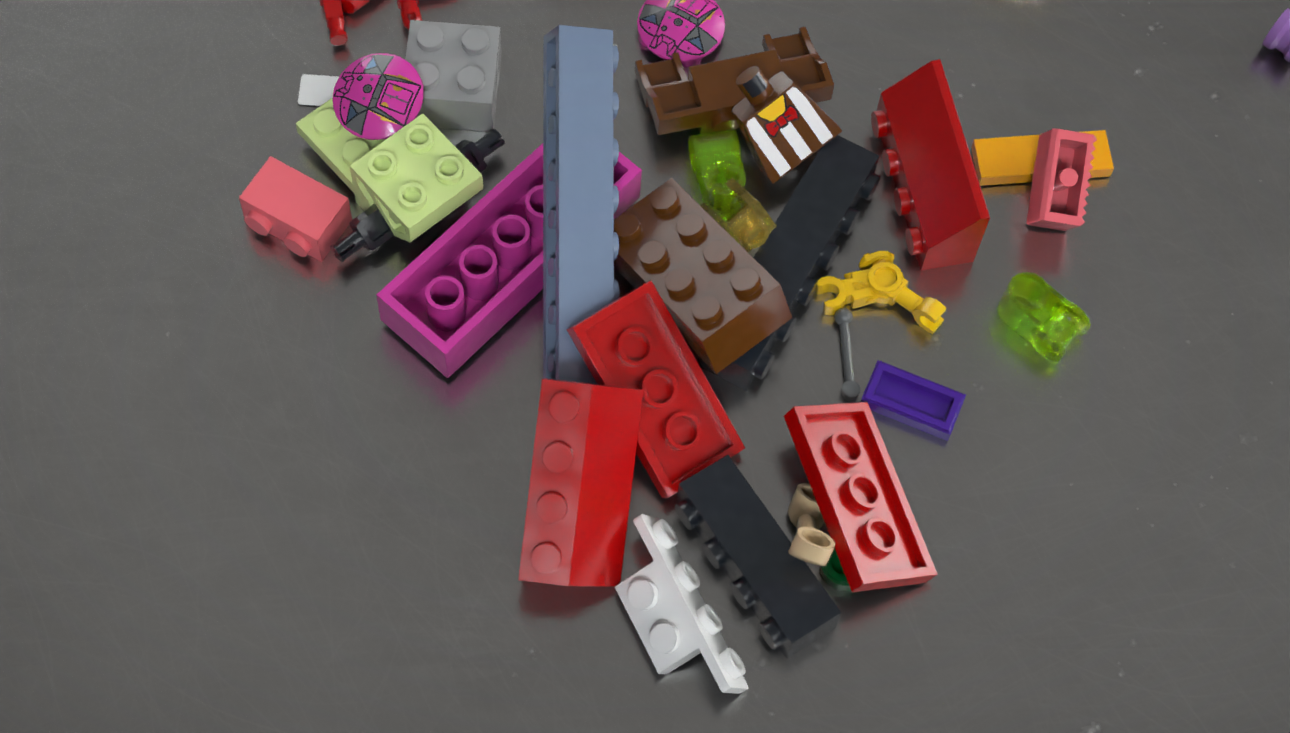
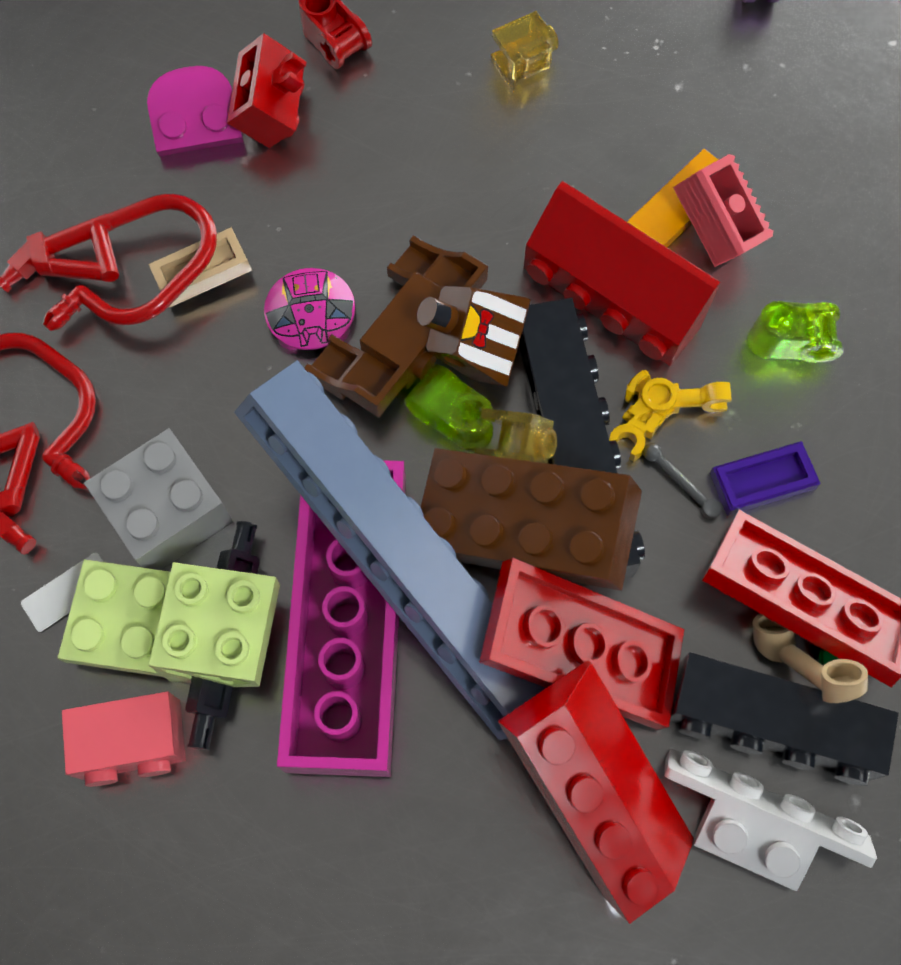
camera: 35 degrees left, 5 degrees up
(377, 96) = (117, 578): dark pink dish -> none

